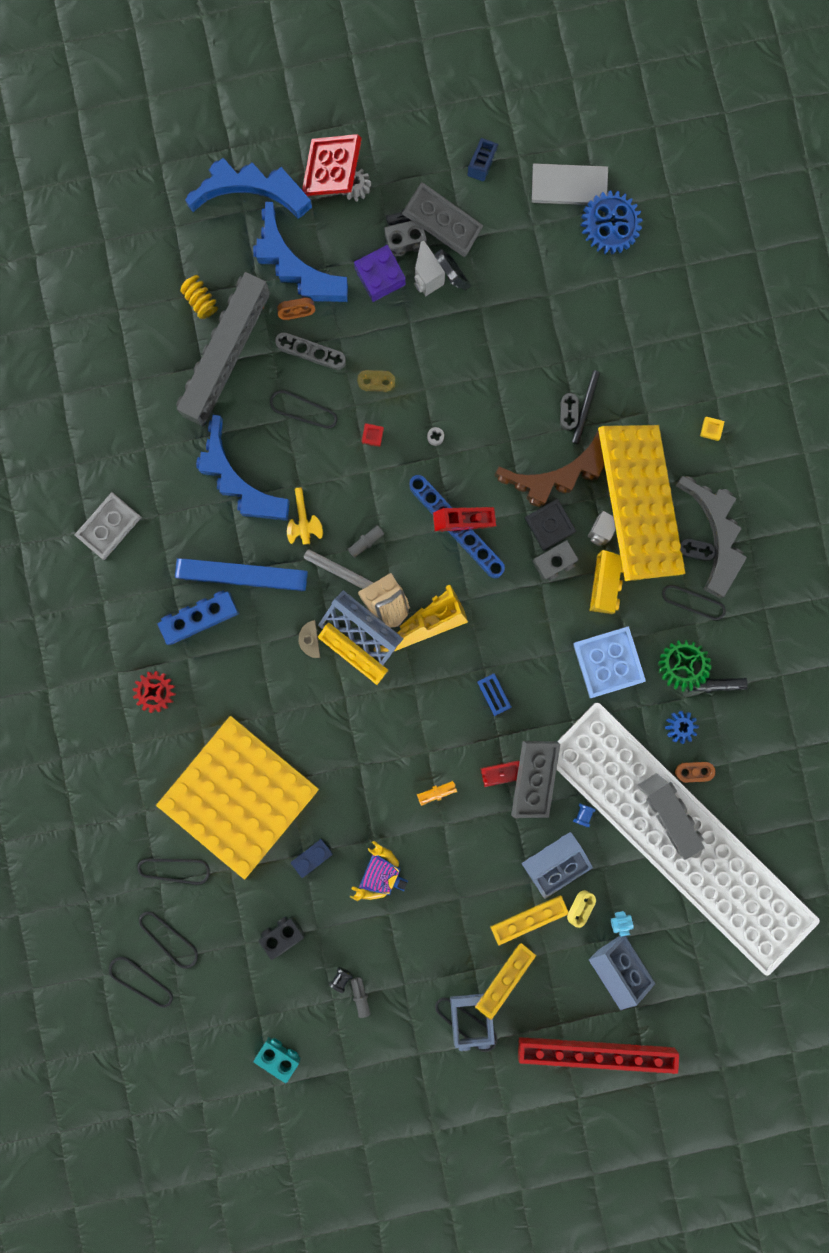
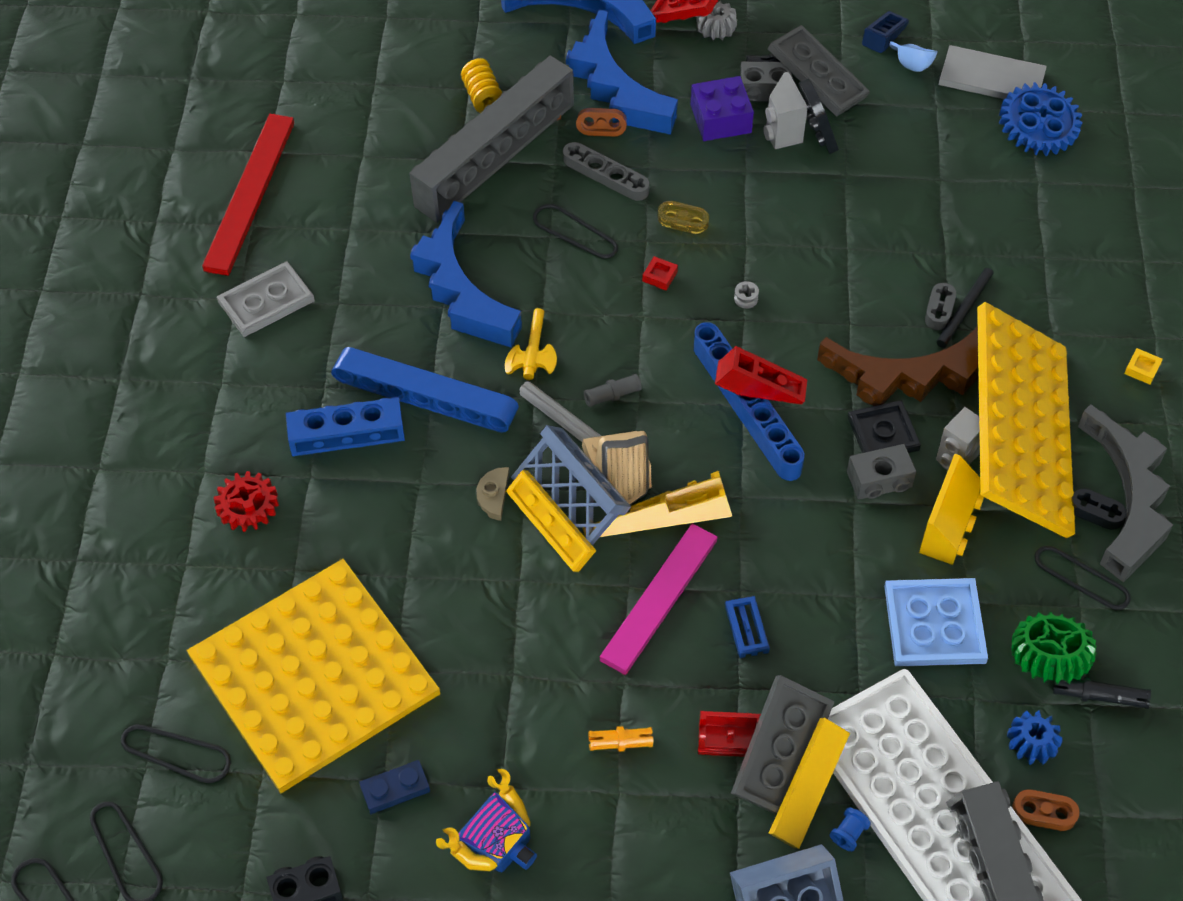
camera: 15 degrees right, 30 degrees down
(63, 437) = (248, 195): none -> red tile
(435, 689) = (658, 599): none -> dark pink tile
(509, 182) = (914, 56): none -> light blue cap
(555, 795) = (809, 783): none -> yellow tile

